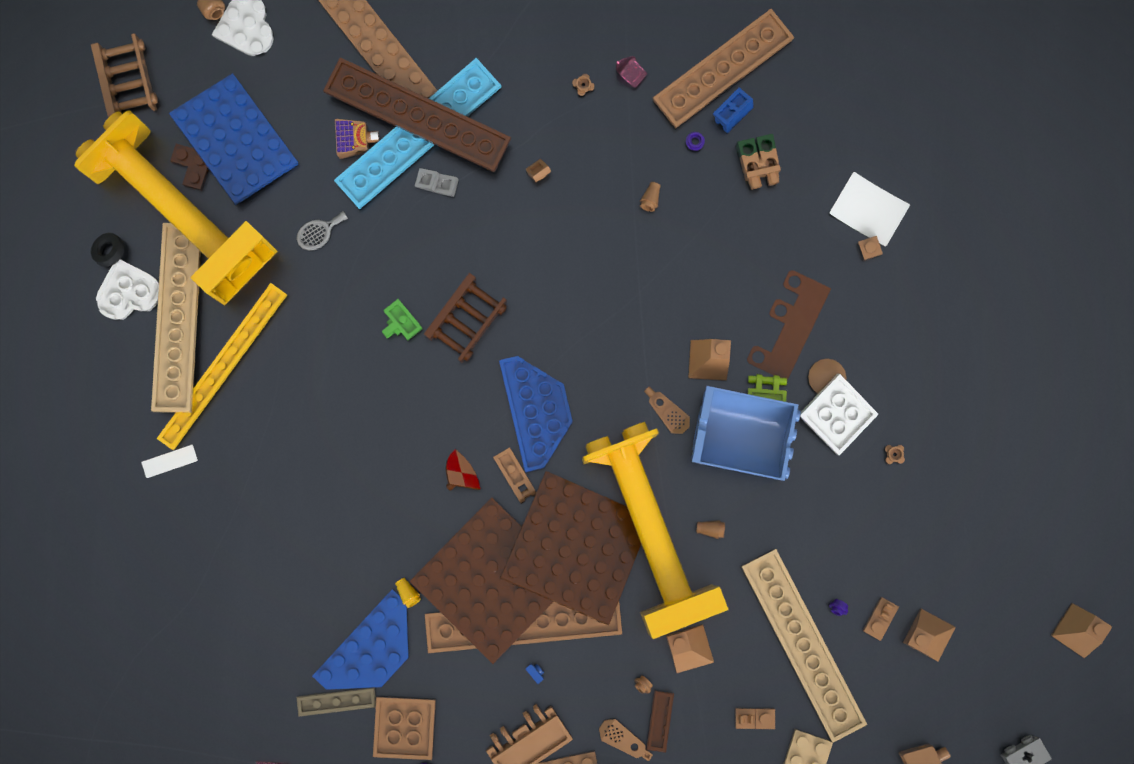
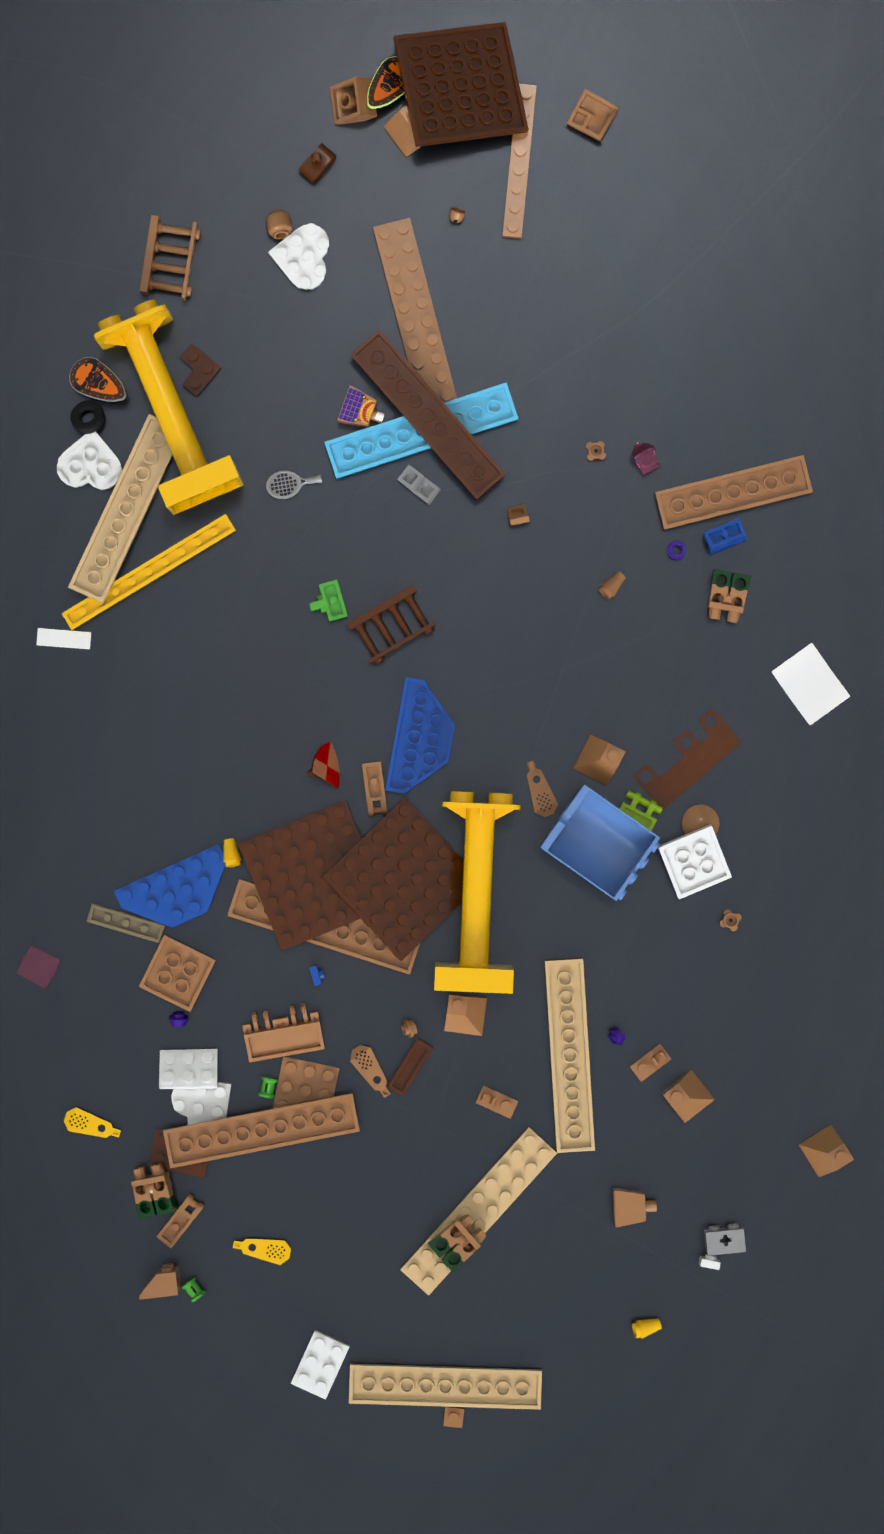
camera: 25 degrees right, 5 degrees up
(102, 213) = (96, 380): none -> shield
(233, 139) = (247, 362): blue plate -> none
(712, 528) = (533, 915): medium nougat cone -> none
(870, 248) = (794, 720): medium nougat plate -> none

